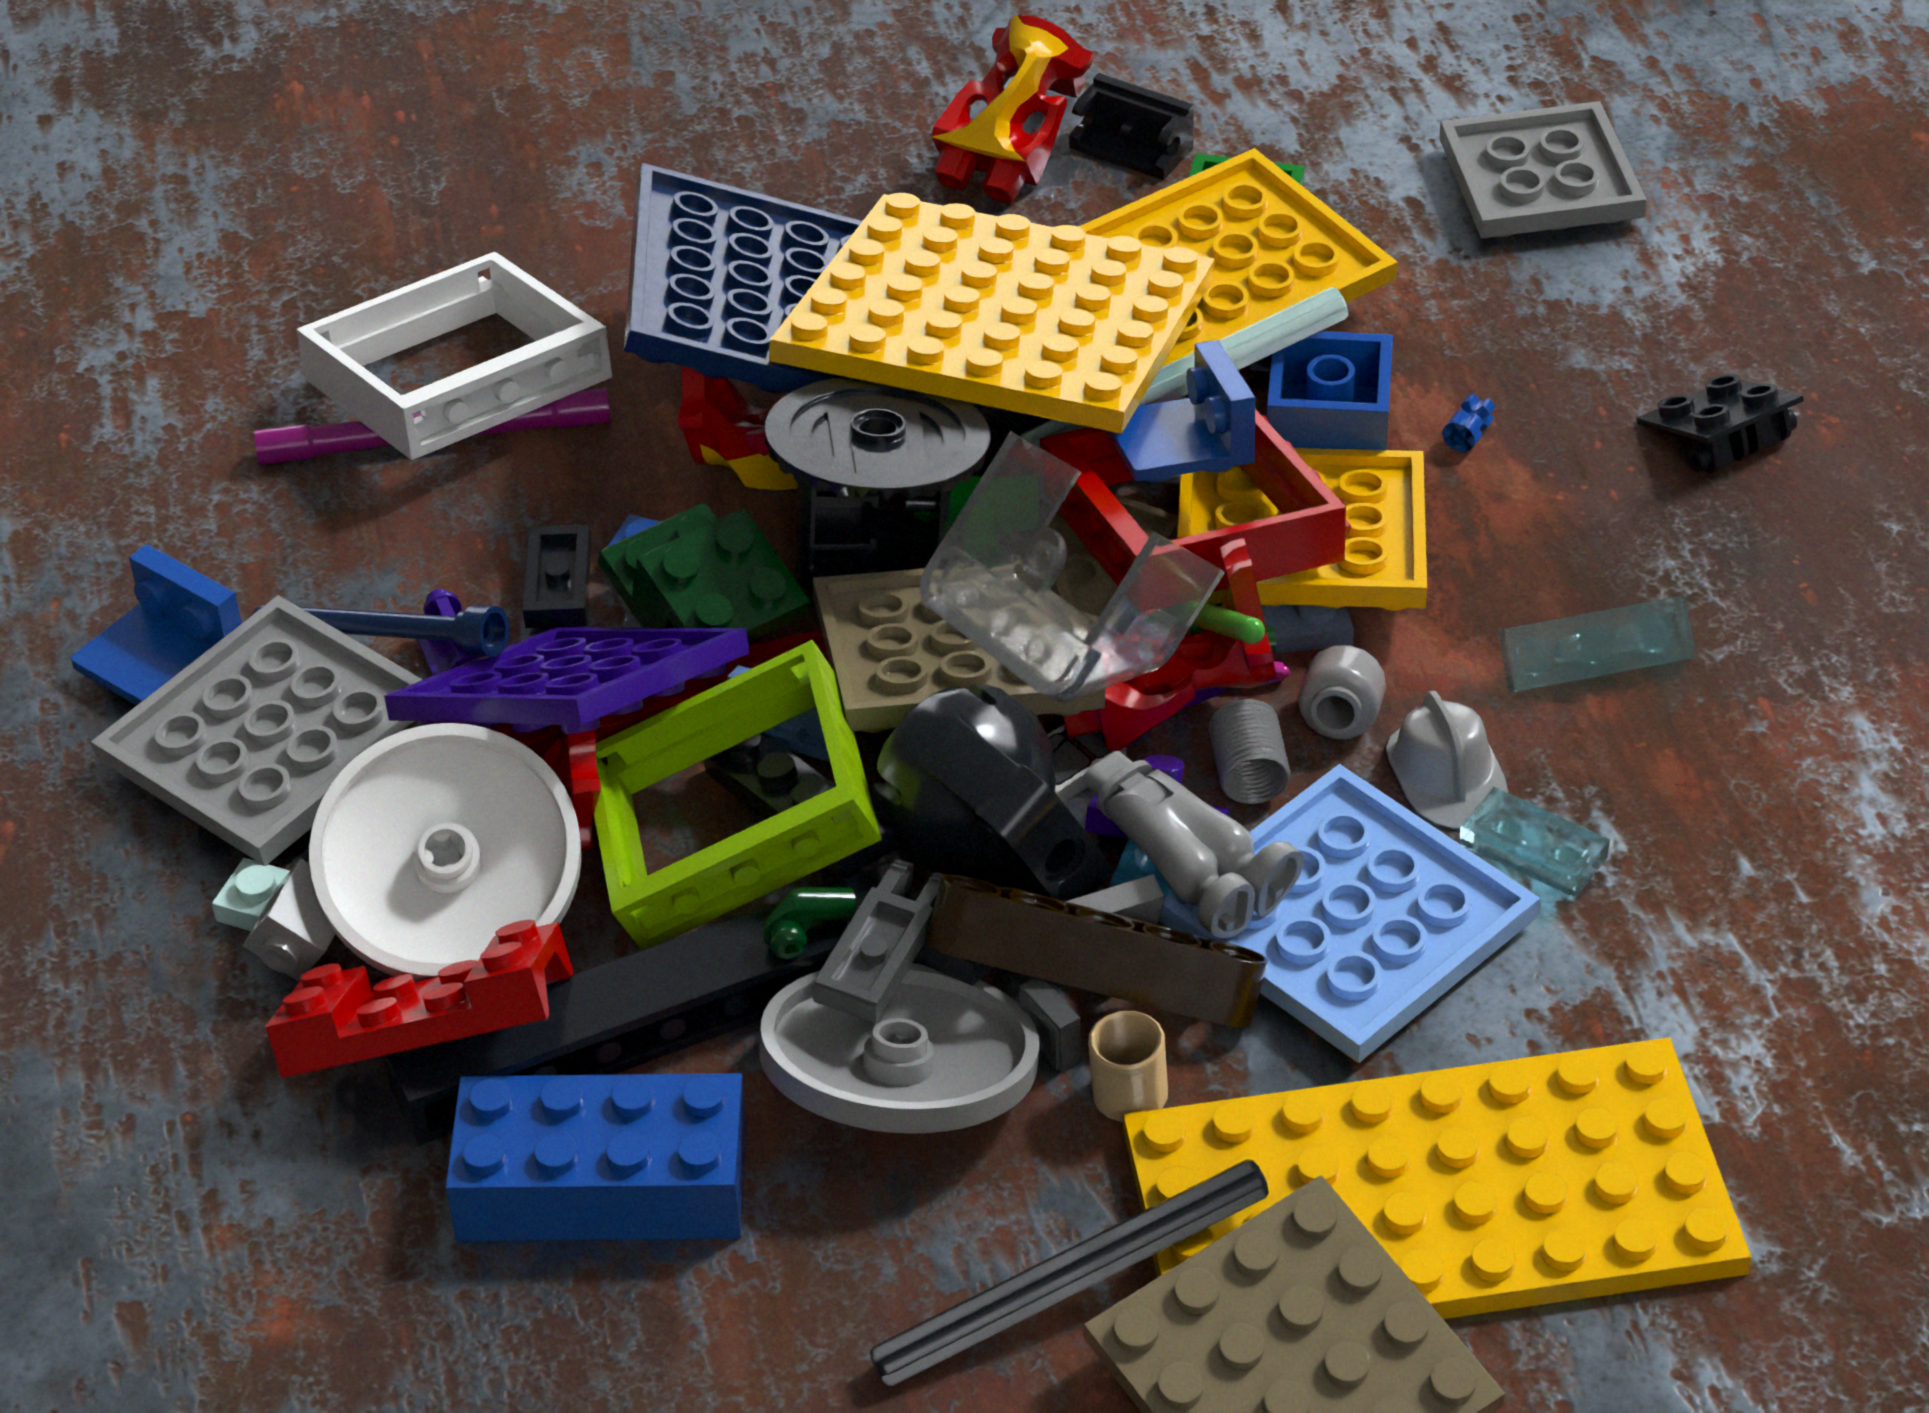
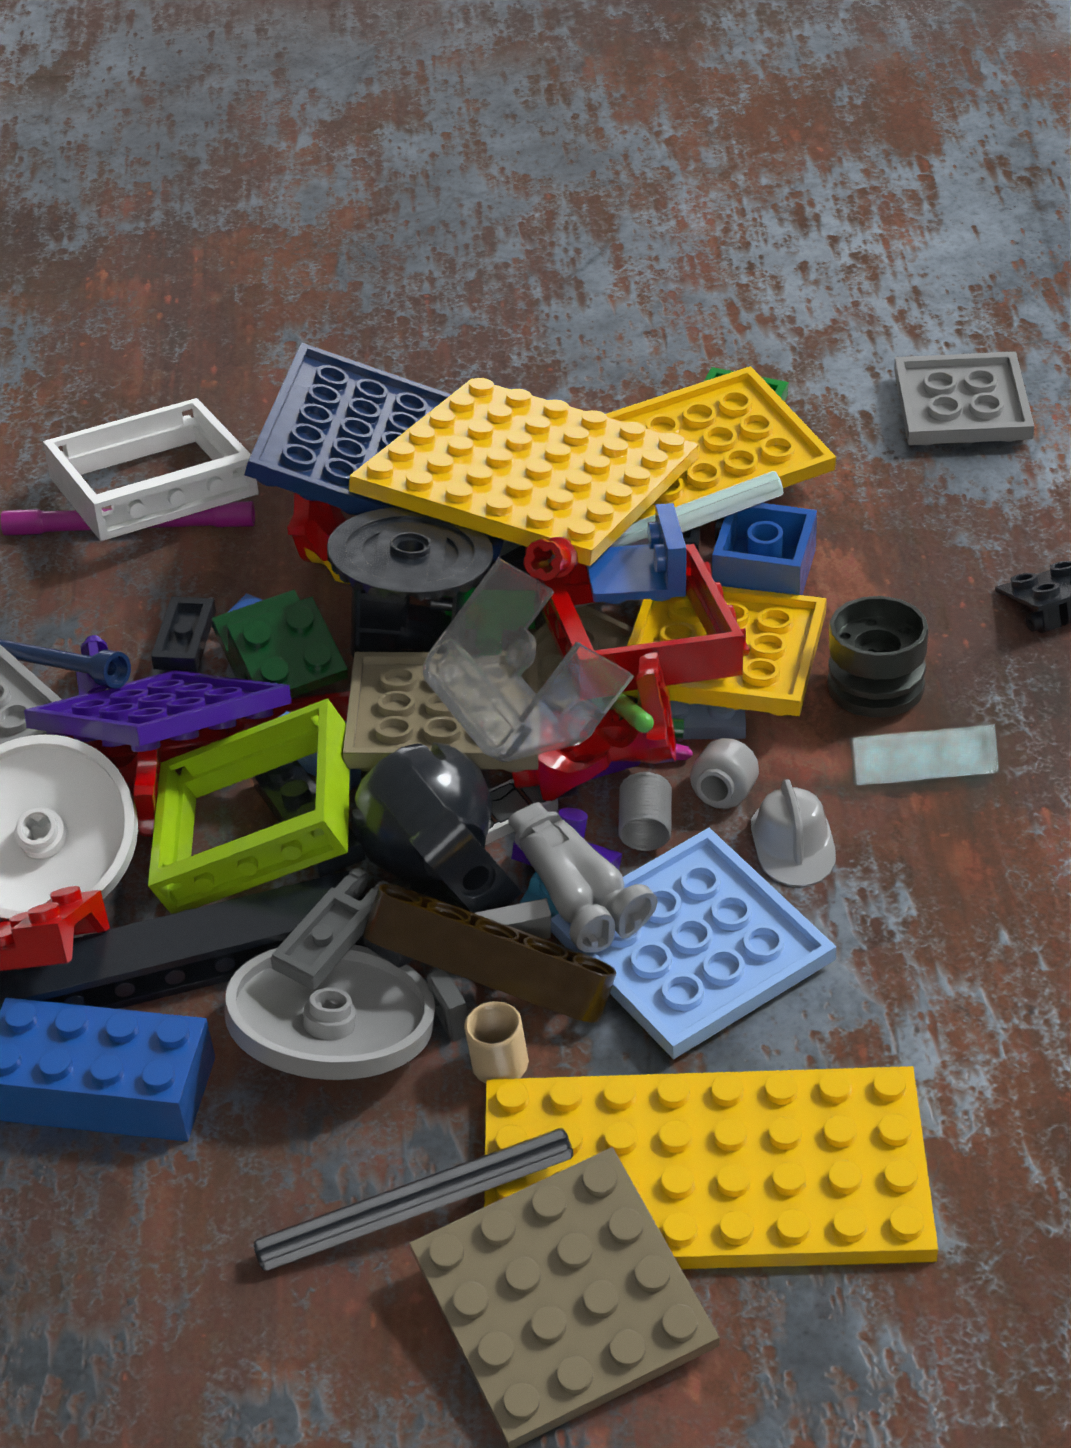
camera: 10 degrees right, 0 degrees up
(797, 912) = (276, 900): dark green arm -> none
(995, 141) = (602, 291): red hips -> none
(1054, 420) = (540, 551): none -> red bush
(1133, 126) = (672, 344): black hinge -> none
(1465, 425) = (864, 582): blue piece -> none
(1512, 520) = (877, 656): none -> pearl dark grey wheel
(1534, 842) = (843, 902): clear light blue plate -> none

